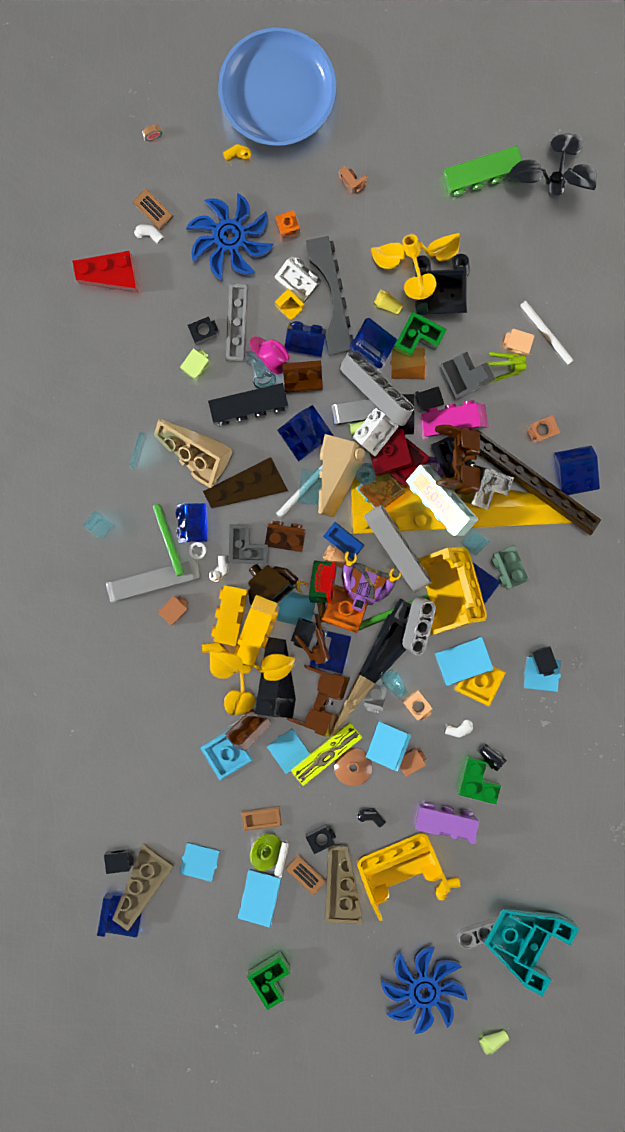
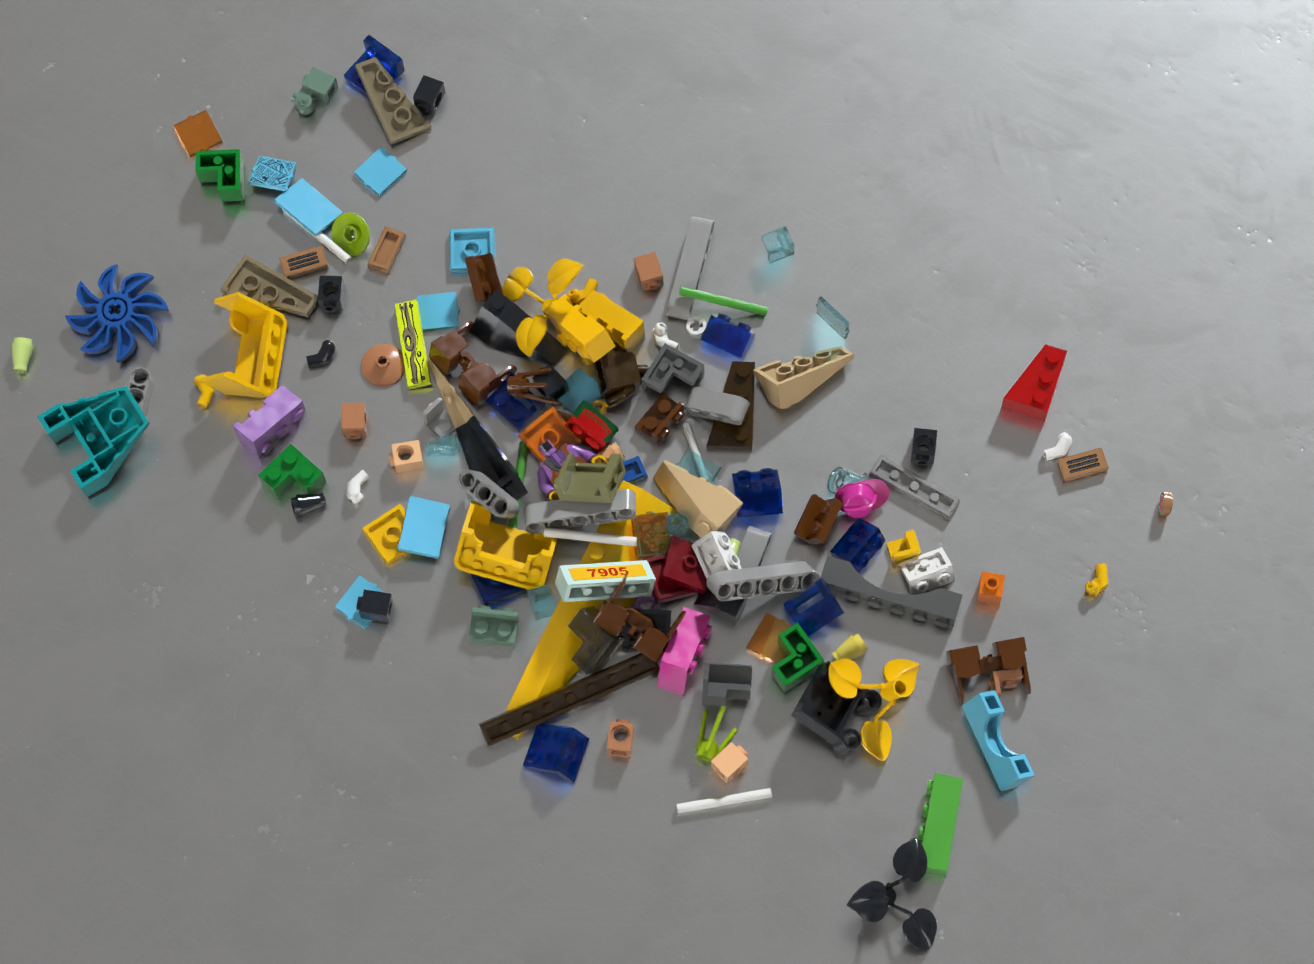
camera: 125 degrees right, 20 degrees down
(158, 953) = (316, 86): none -> sand green brick
(195, 363) = (892, 421): yellowish green brick -> none
(220, 234) = (1005, 513): blue piece -> none
(244, 1020) = (198, 133): none -> clear orange piece
(247, 942) = (272, 173): none -> medium azure piece
(248, 404) = (820, 451): black brick -> none
(255, 497) = (717, 405): none -> light grey beam
(277, 86) = (1145, 647): medium blue dish -> none
(356, 209) = (1007, 653): none -> reddish brown piece
(373, 553) = (589, 480): none -> olive panel
(388, 746) = (383, 404): medium azure tile -> none
(412, 530) = (590, 537): none -> white bar
(416, 142) = (984, 716): none -> medium azure arch
(429, 399) = (722, 635): black bracket -> none

